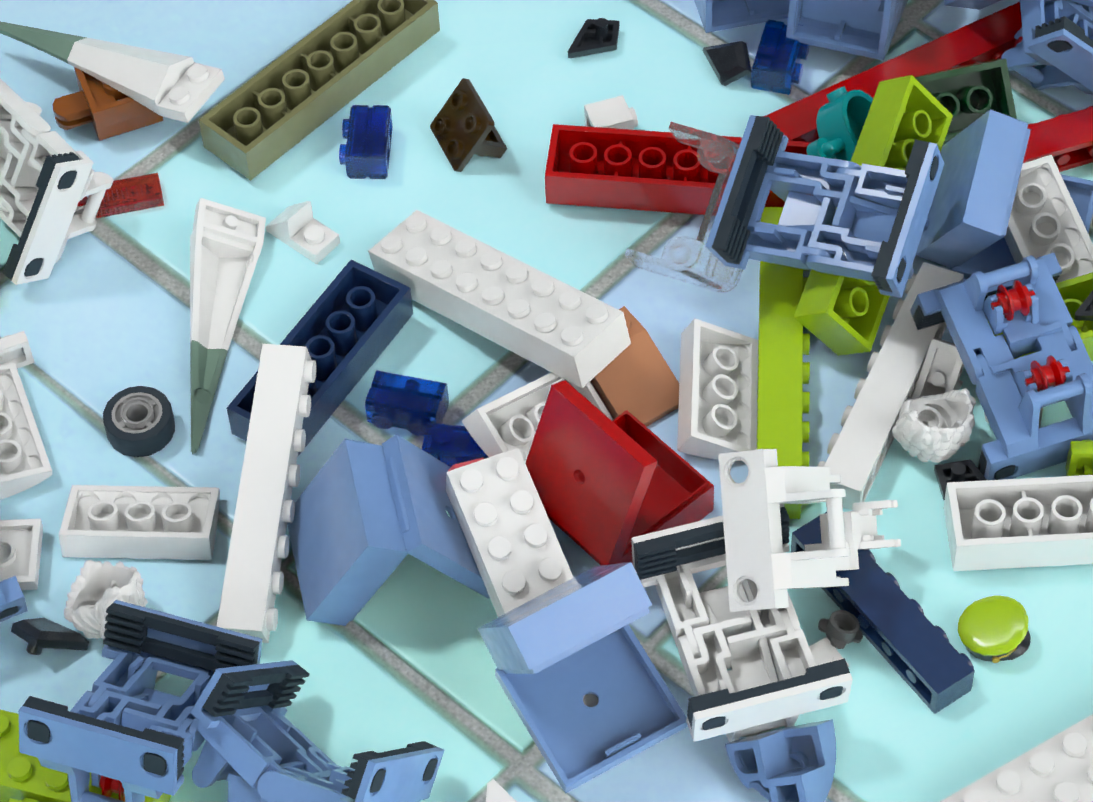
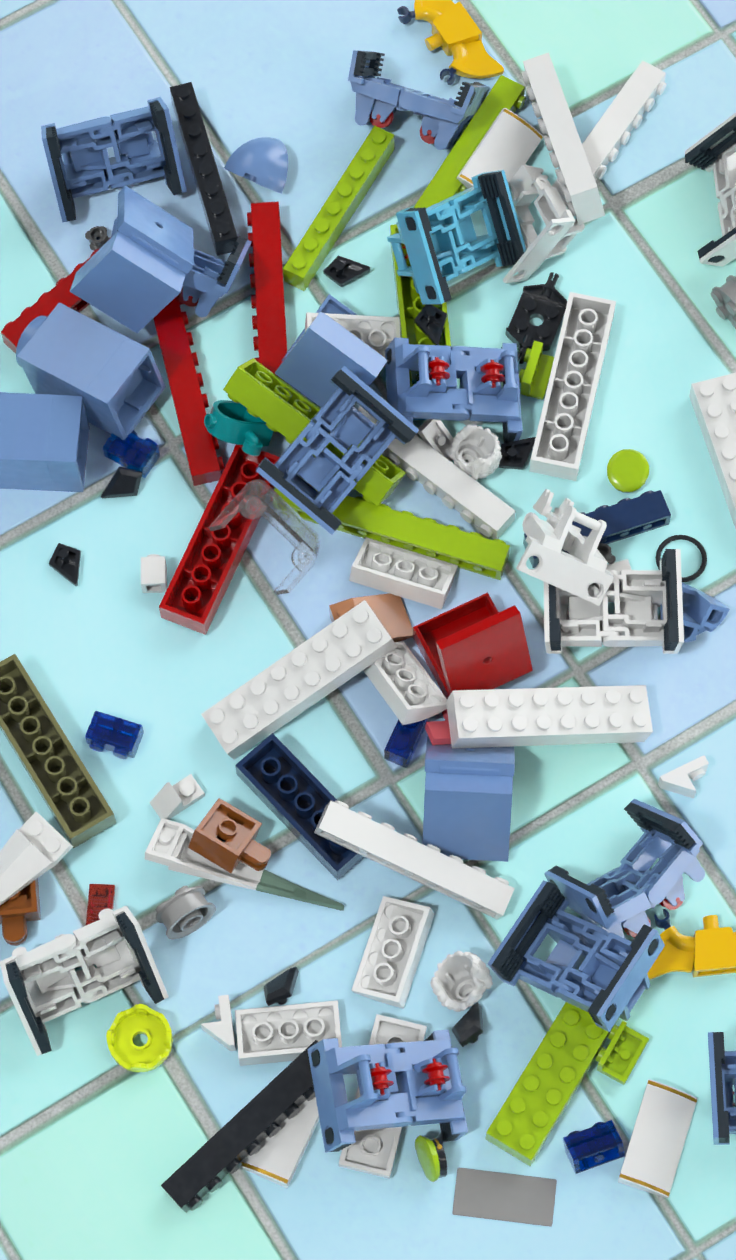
camera: 75 degrees left, 15 degrees up
(59, 403) = (281, 987): none -> black piece
(132, 266) = (185, 912): none -> light grey wheel
(139, 421) = (311, 923): black wheel -> none
(248, 285) = (239, 835): none -> dark orange brick
(405, 402) = (353, 762): clear blue brick -> none
(466, 128) = (127, 667): dark brown bracket -> none
(580, 645) = (622, 695): medium blue container -> none
(874, 773) = (690, 539): none -> black tyre
(971, 92) = (222, 347): dark green brick -> none

